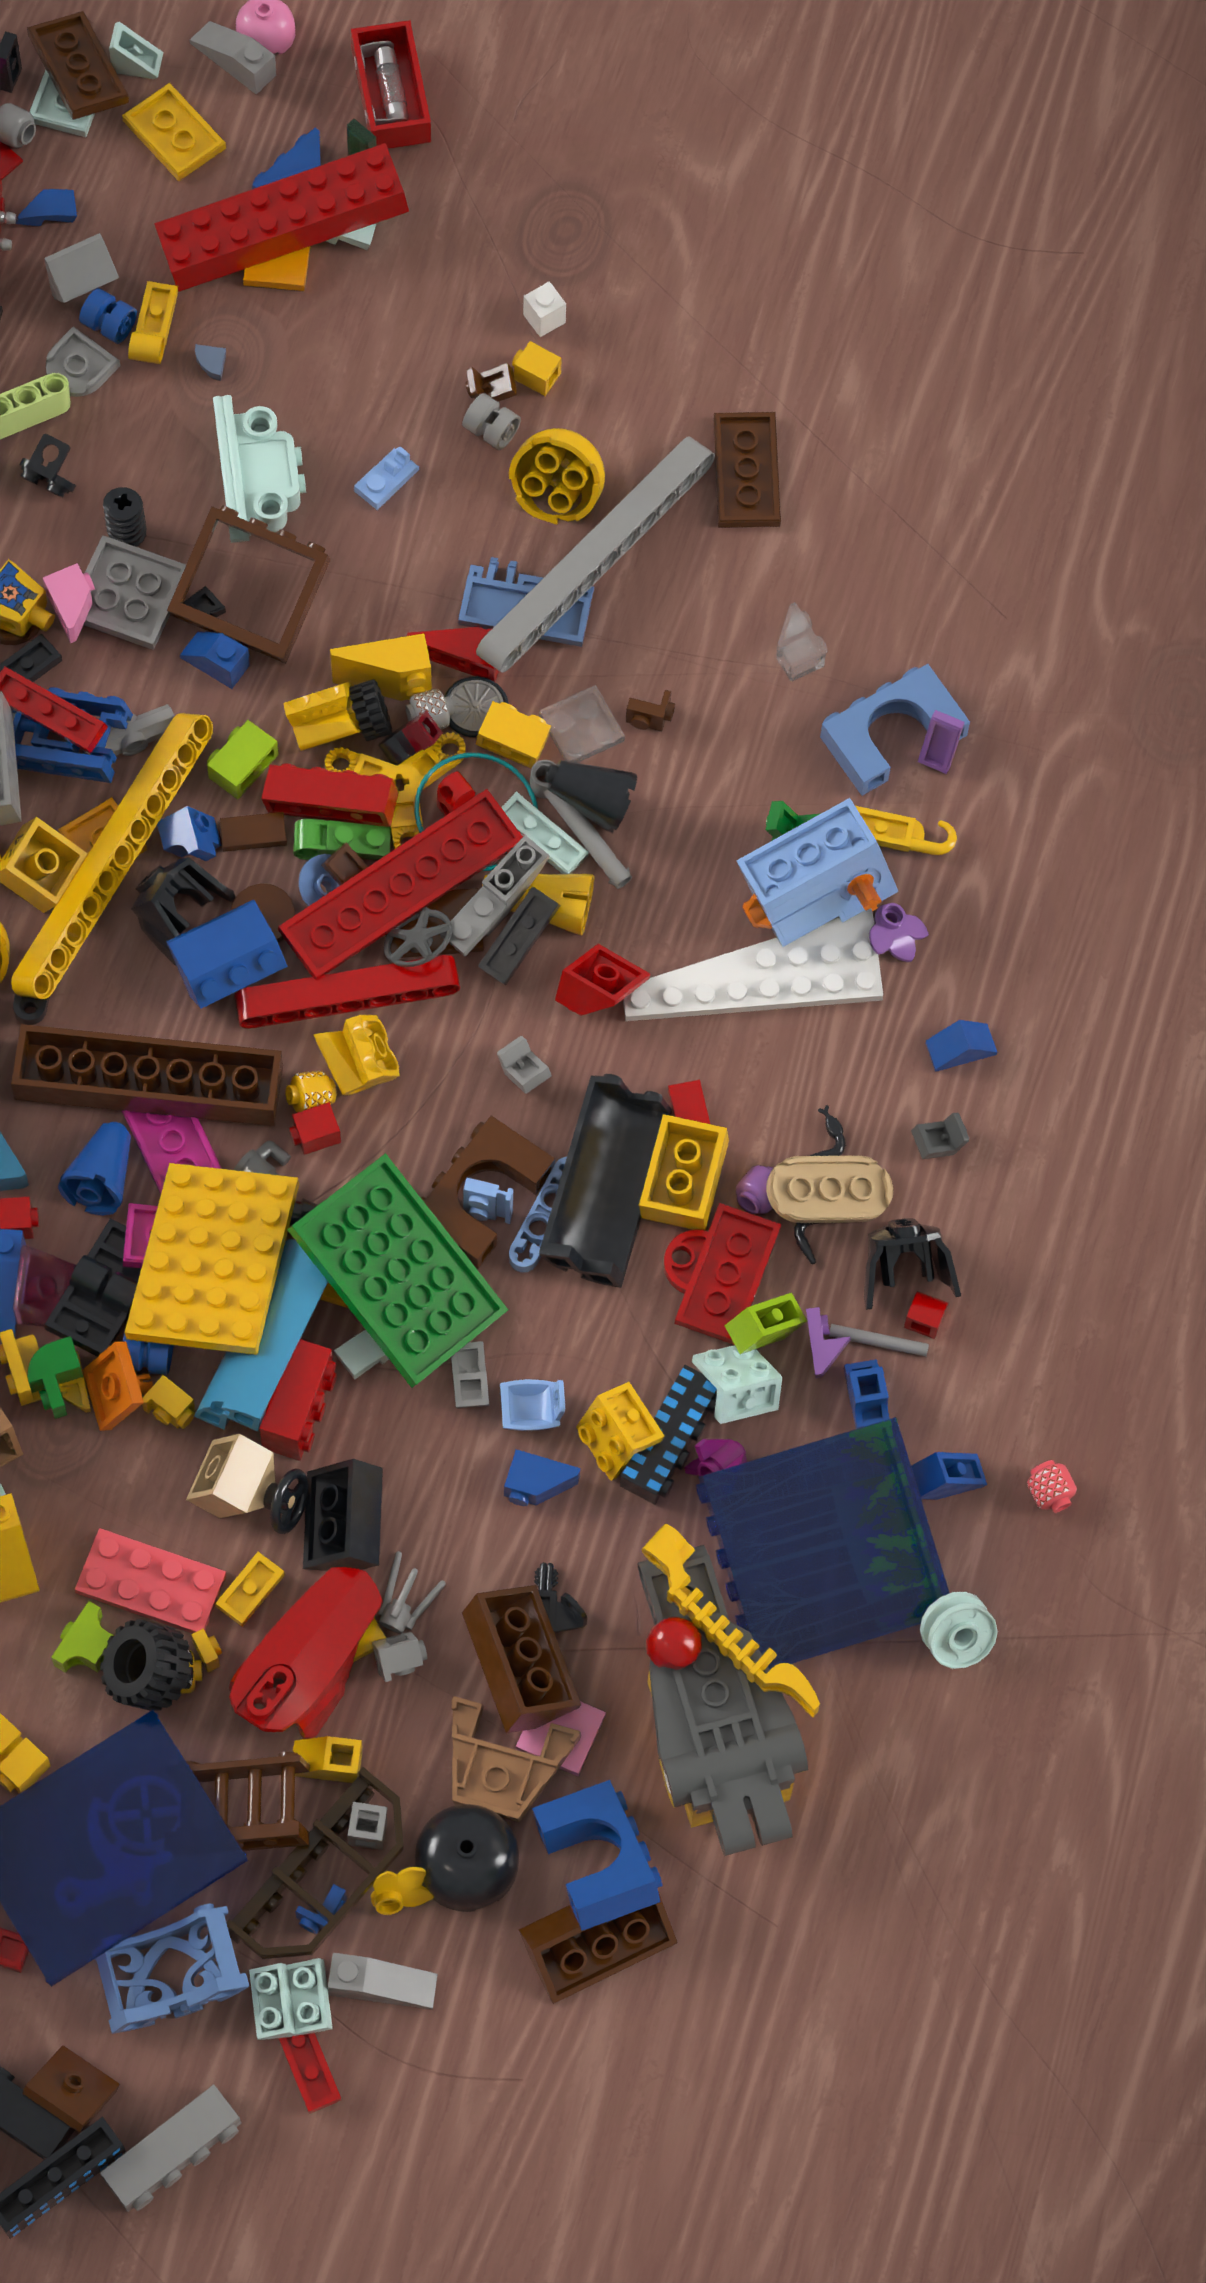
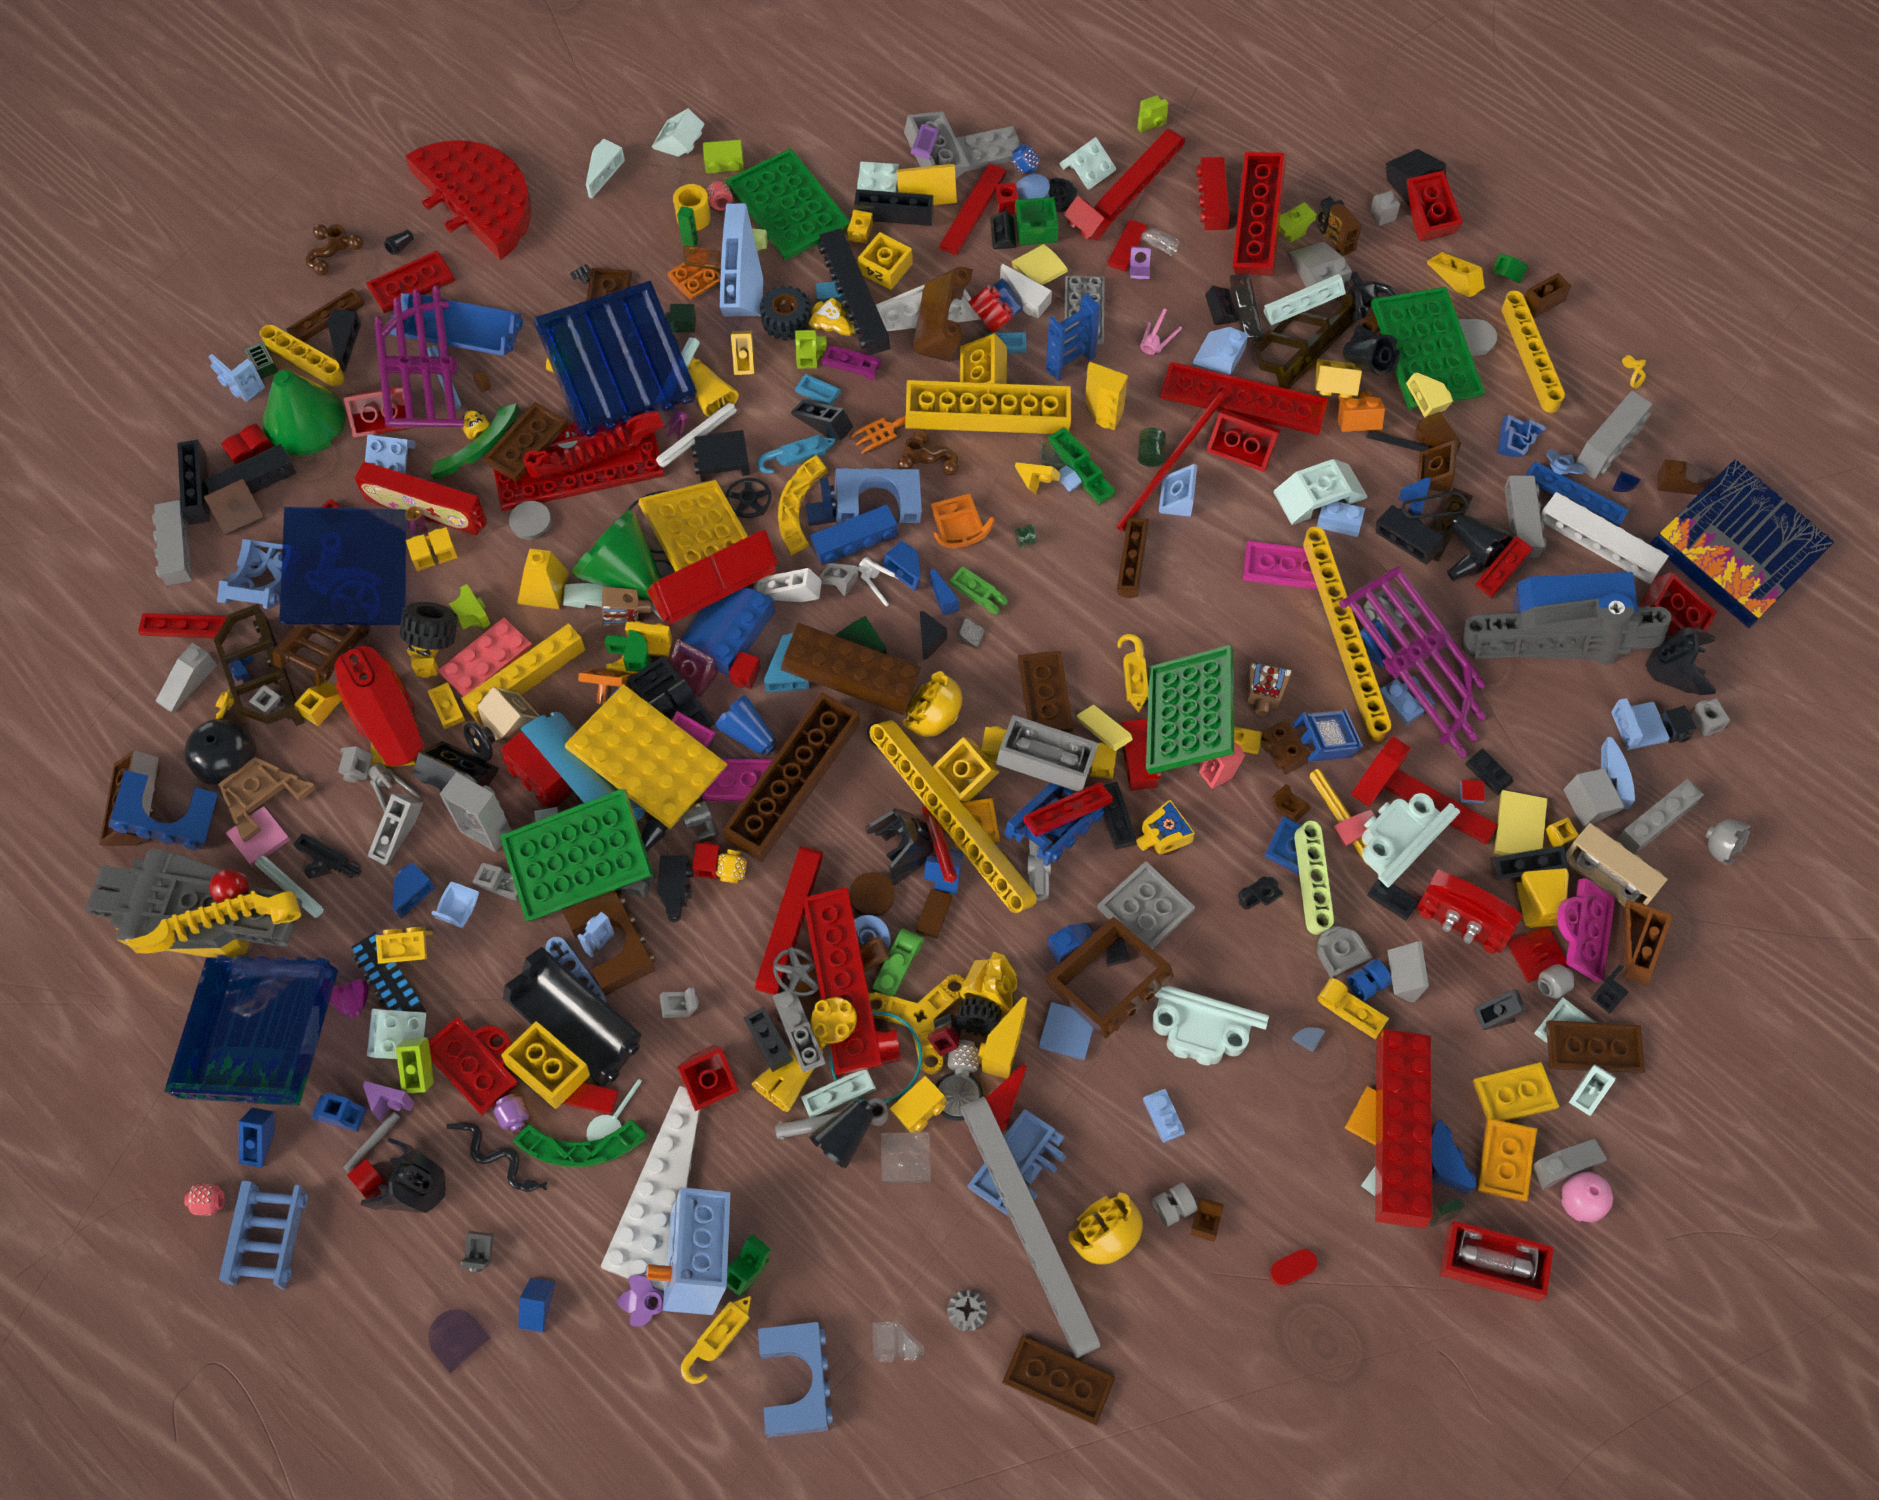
camera: 120 degrees right, 5 degrees down
(49, 205) = (1479, 981): blue slope -> none
(70, 598) = (1149, 861): bright pink slope -> none
(79, 170) = (1500, 1010): none -> black slope
(125, 516) = (1199, 921): black piece -> none
(154, 1506) = (529, 668): none -> yellow brick
(166, 844) = (940, 846): none -> red axle
(169, 1403) = (580, 708): yellow brick -> none
(226, 954) = (846, 851): blue slope -> none
(242, 759) = (987, 925): lime brick -> none
(261, 114) = (1507, 1160): none -> light orange tile
(290, 1999) = (200, 625): light aqua slope -> none
(330, 795) = (929, 965): red brick -> none
(335, 620) = (1066, 1032): none -> medium blue tile
(356, 1152) = (674, 884): none -> black hinge
(358, 1054) = (738, 902): yellow piece -> none
(402, 1418) = (475, 811): none -> light grey piece
(461, 863) = (833, 1020): none -> yellow dish
(461, 1548) = (394, 827): none -> light grey slope
(497, 285) = (1293, 1267): none -> red tile
(520, 1657) = (305, 827): reddish brown slope -> none
(536, 368) = (1207, 1259): yellow brick -> none
(544, 309) = (1254, 1288): white brick -> none
(609, 1643) = (287, 884): none -> light aqua axle
(650, 715) = (891, 1203): reddish brown bracket -> none
(715, 601) = (975, 1318): none -> light grey gear
(721, 1078) = (606, 1124): none -> light aqua piece
(761, 1084) = (580, 1153): none -> green tile
(829, 1189) = (482, 1156): tan tile -> none
(941, 741) = (760, 1403): medium lavender tile -> none
(958, 1630) = (151, 1086): light aqua wheel -> none
(1045, 1113) = (455, 1337): none -> clear purple tile
(1049, 1425) = (244, 1220): none -> medium blue fence

